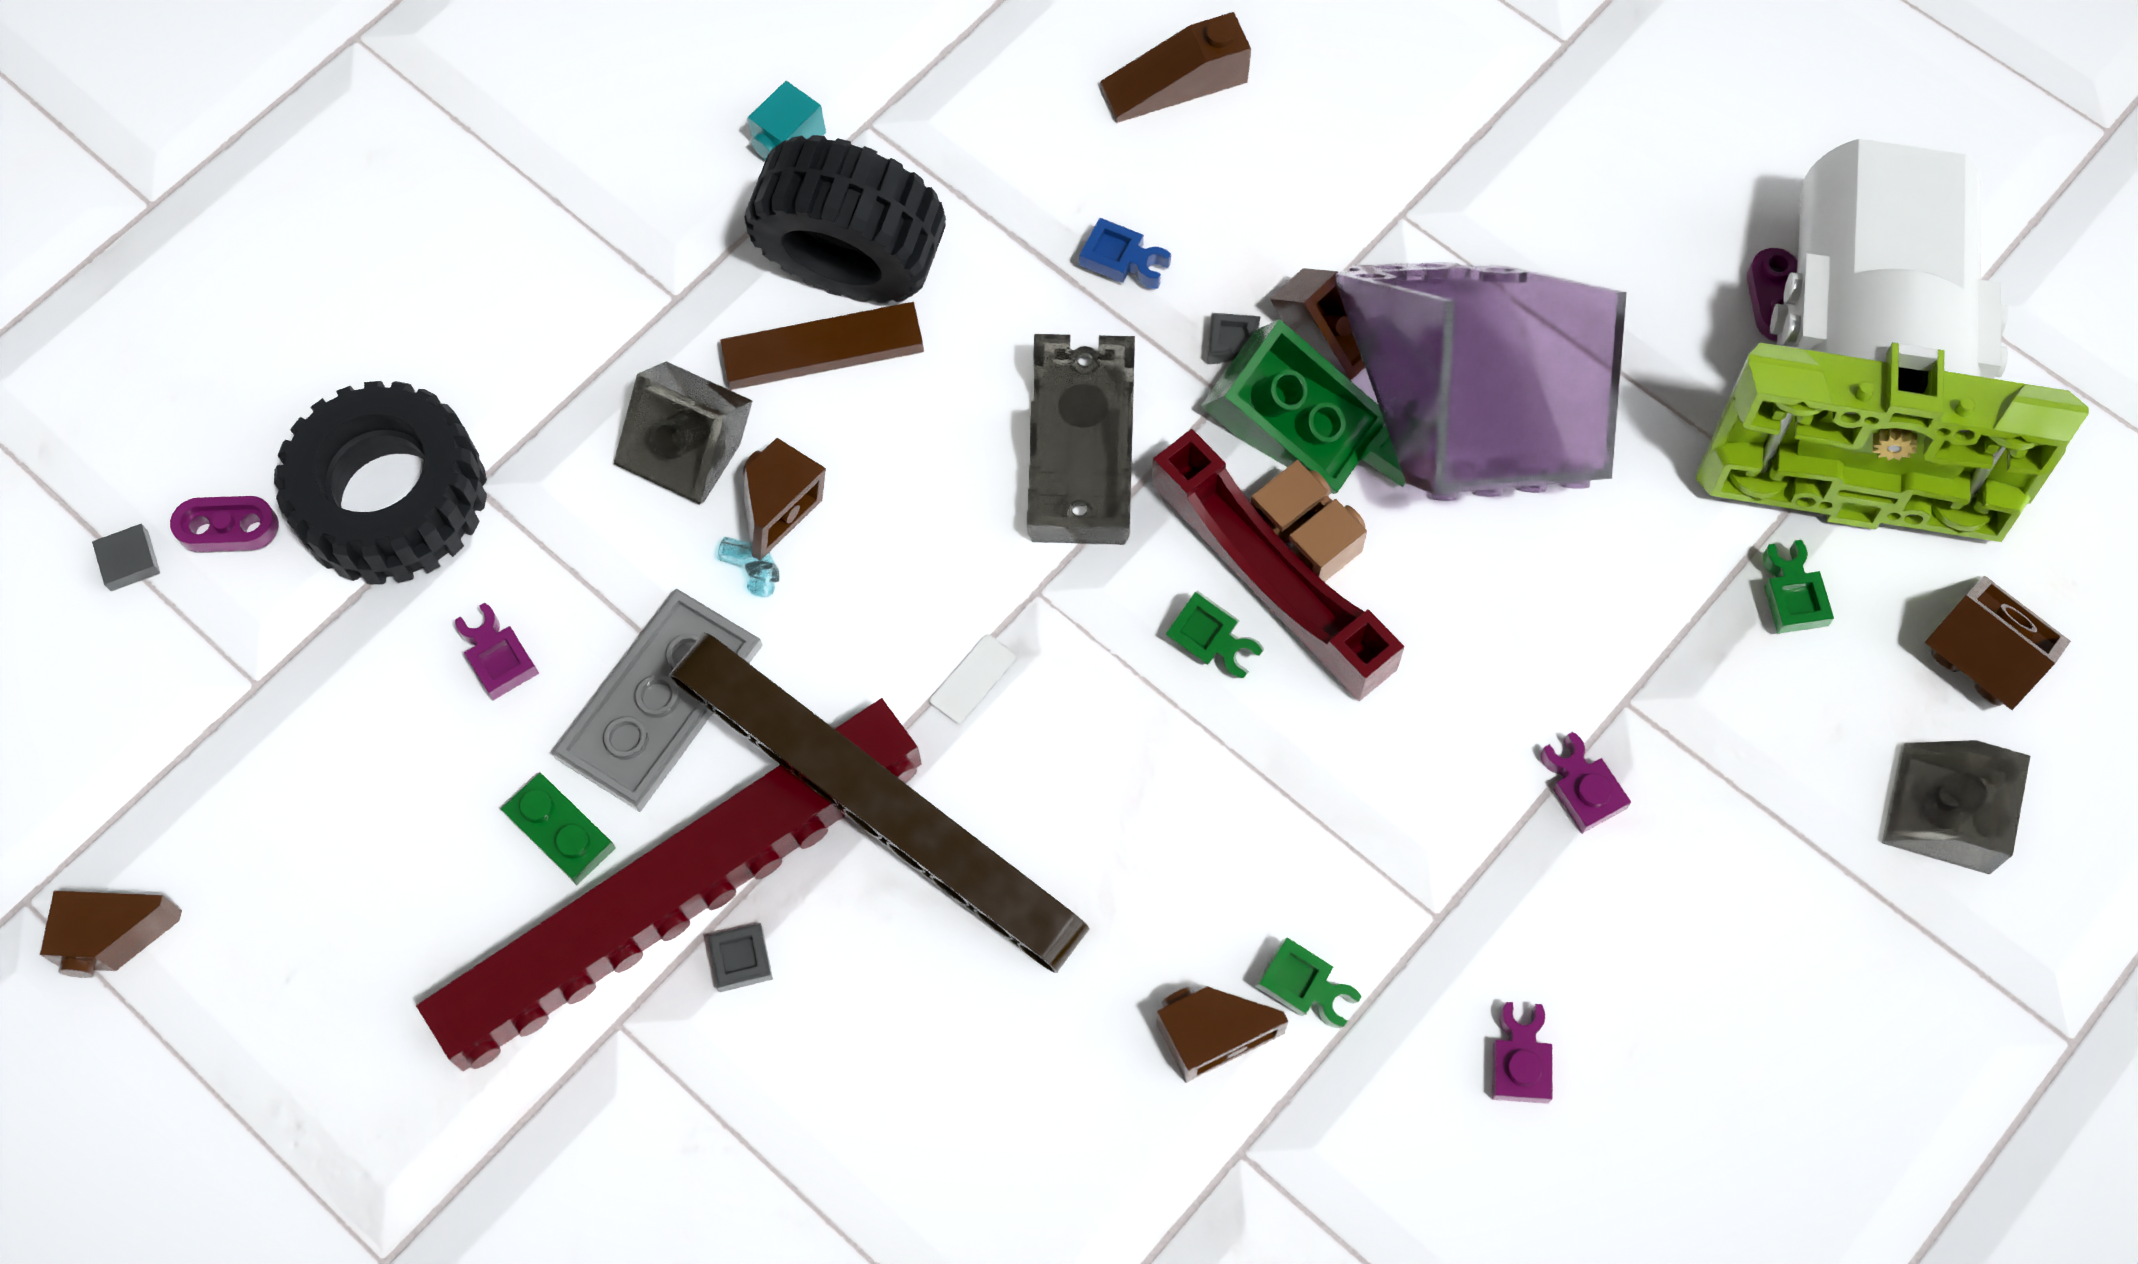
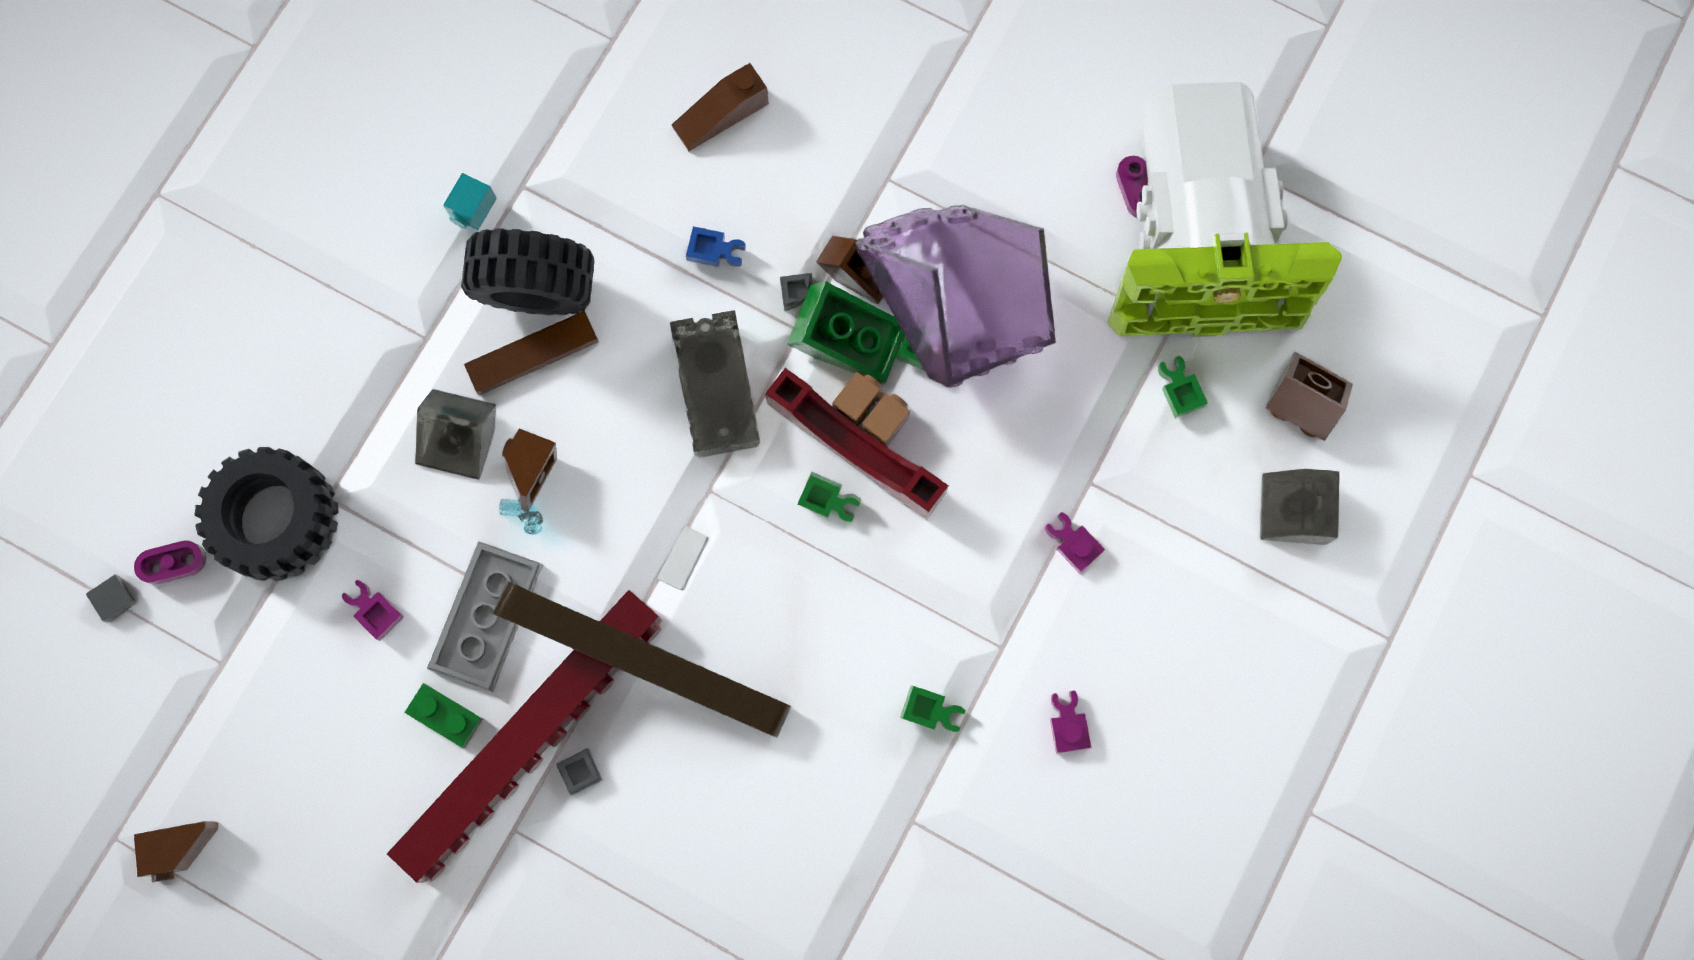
camera: 15 degrees left, 10 degrees up
(1214, 1028) = (880, 751): reddish brown slope -> none

